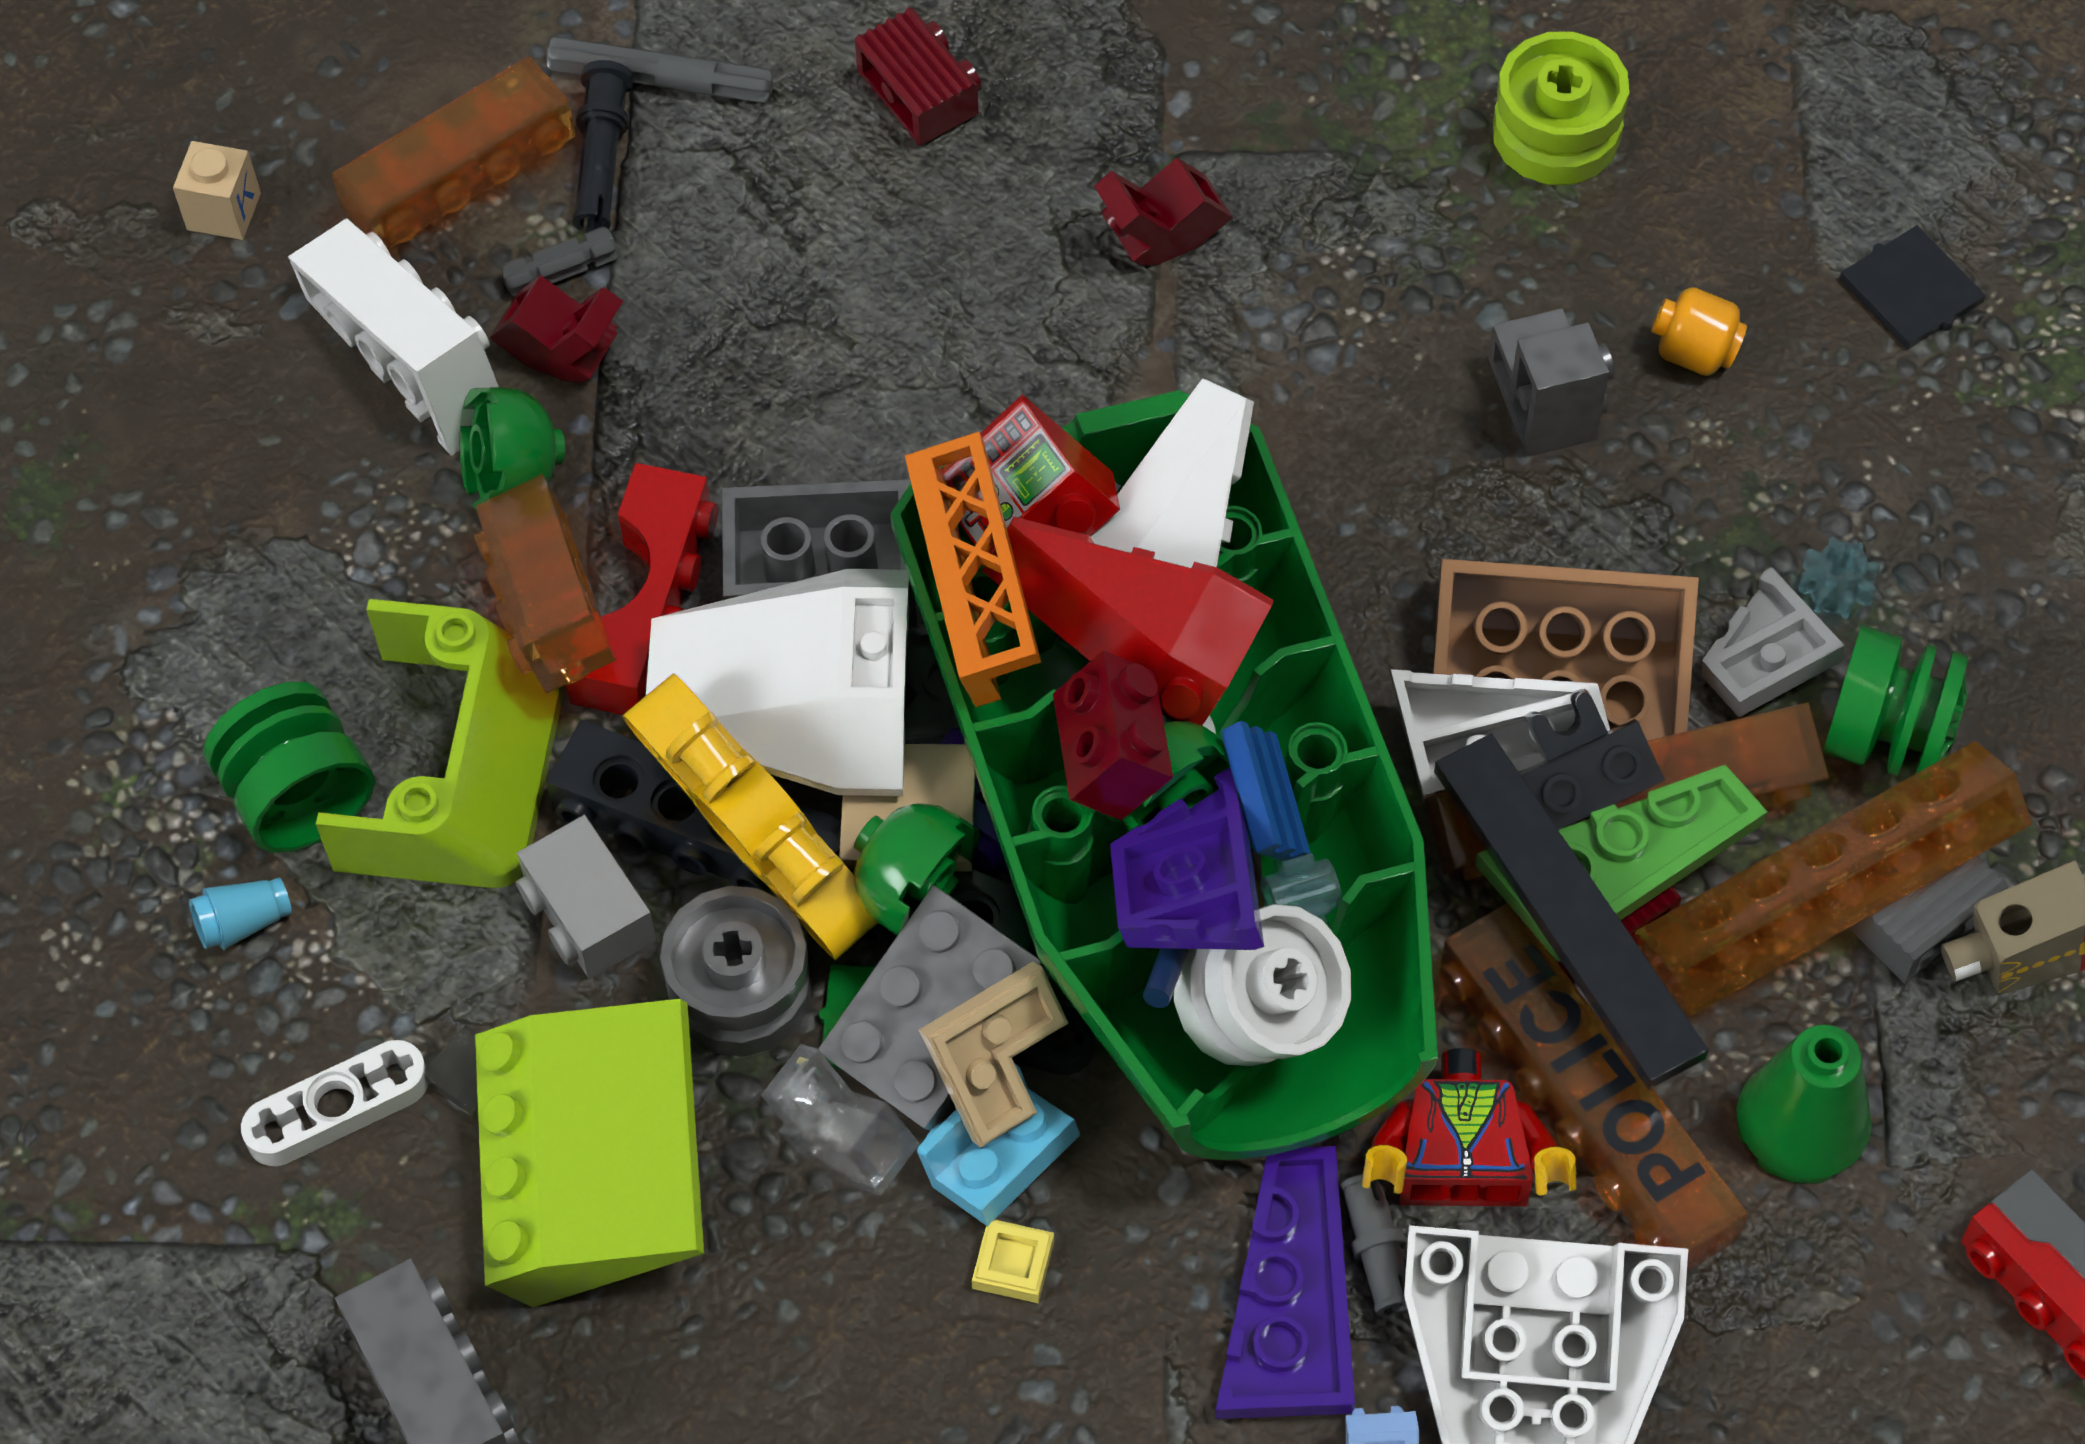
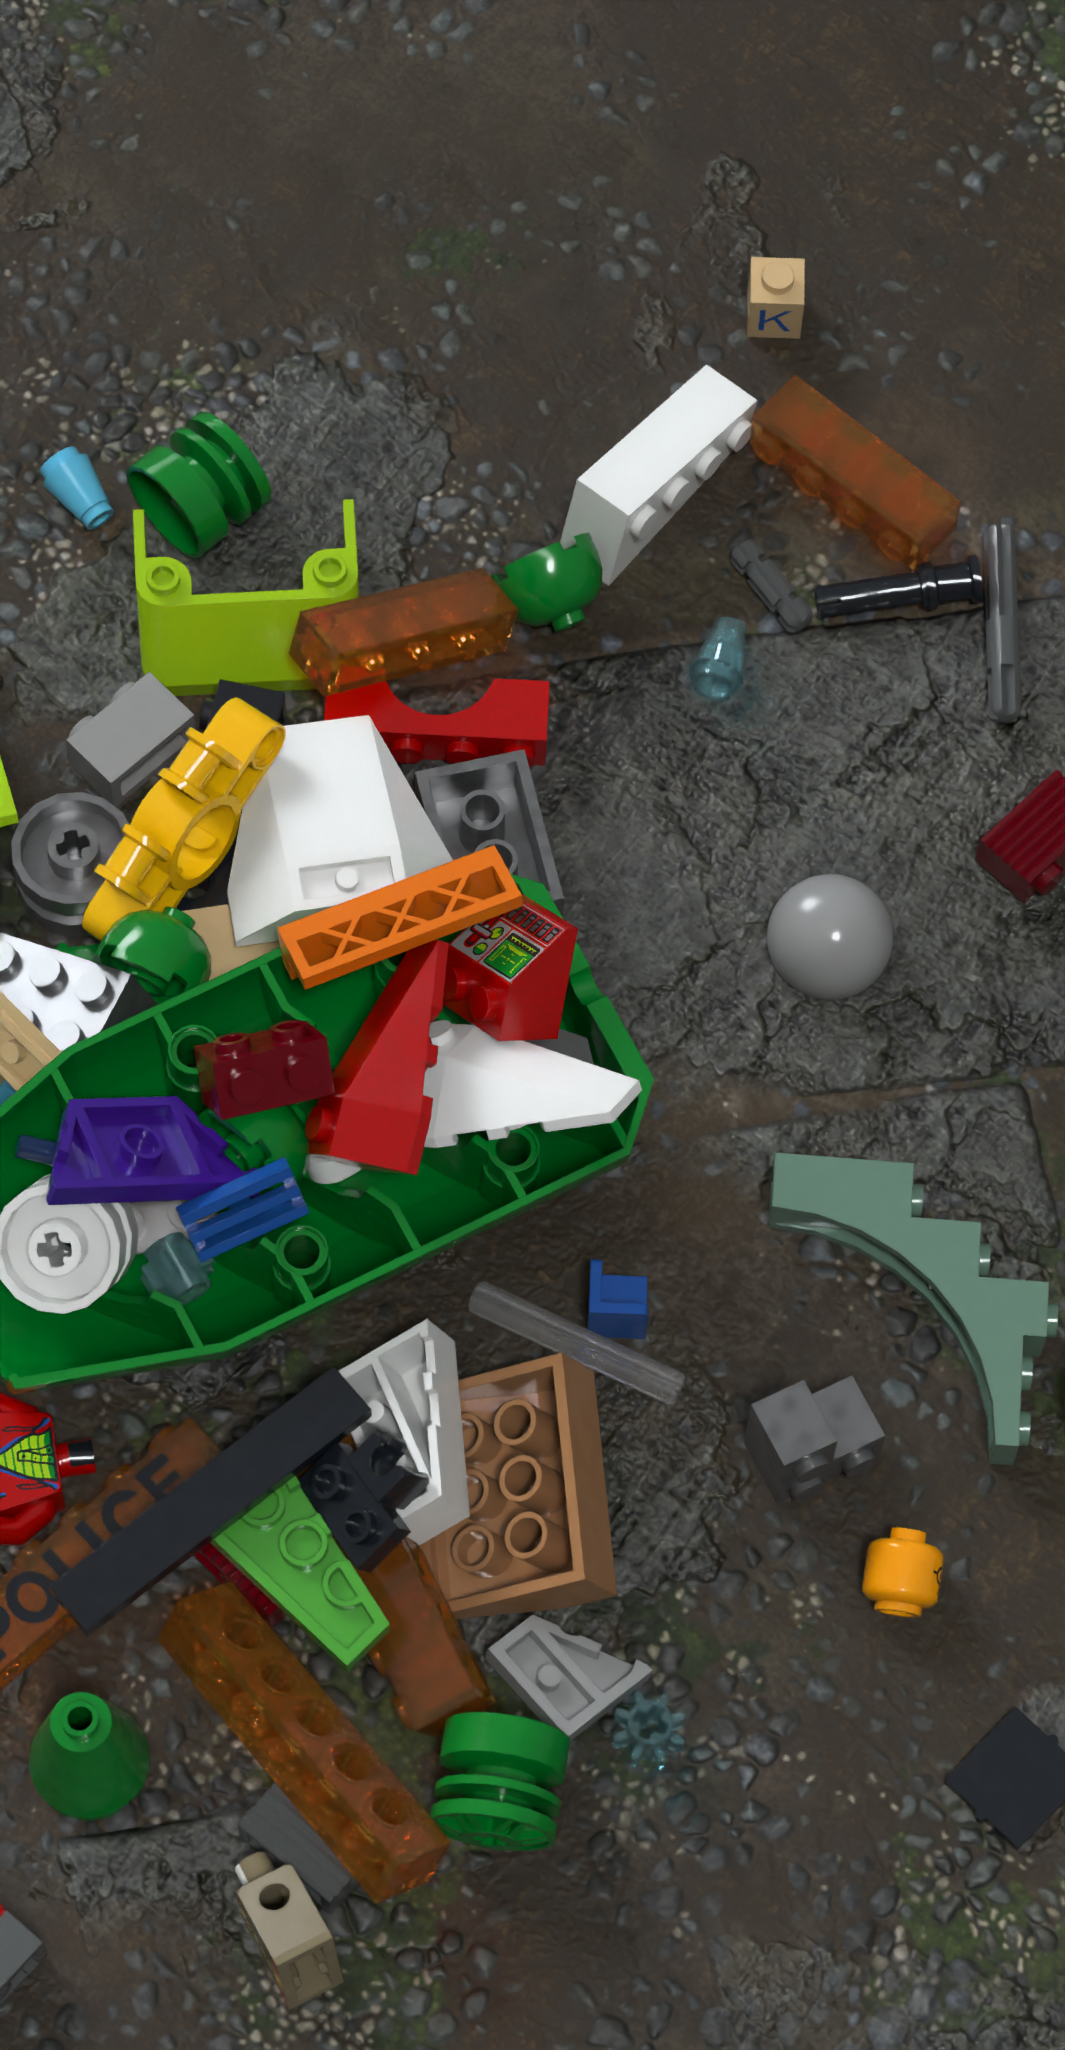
camera: 75 degrees right, 5 degrees up
(556, 332) = (686, 596): dark red brick -> none
(648, 320) = (720, 661): none -> clear light blue cone
(984, 277) = (830, 937): none -> light grey piece
(1165, 215) = (925, 1073): dark red brick -> none
(1363, 536) = (616, 1304): none -> blue panel
(1377, 237) = (878, 1214): none -> sand green arch
(1407, 569) = (576, 1342): none -> clear axle

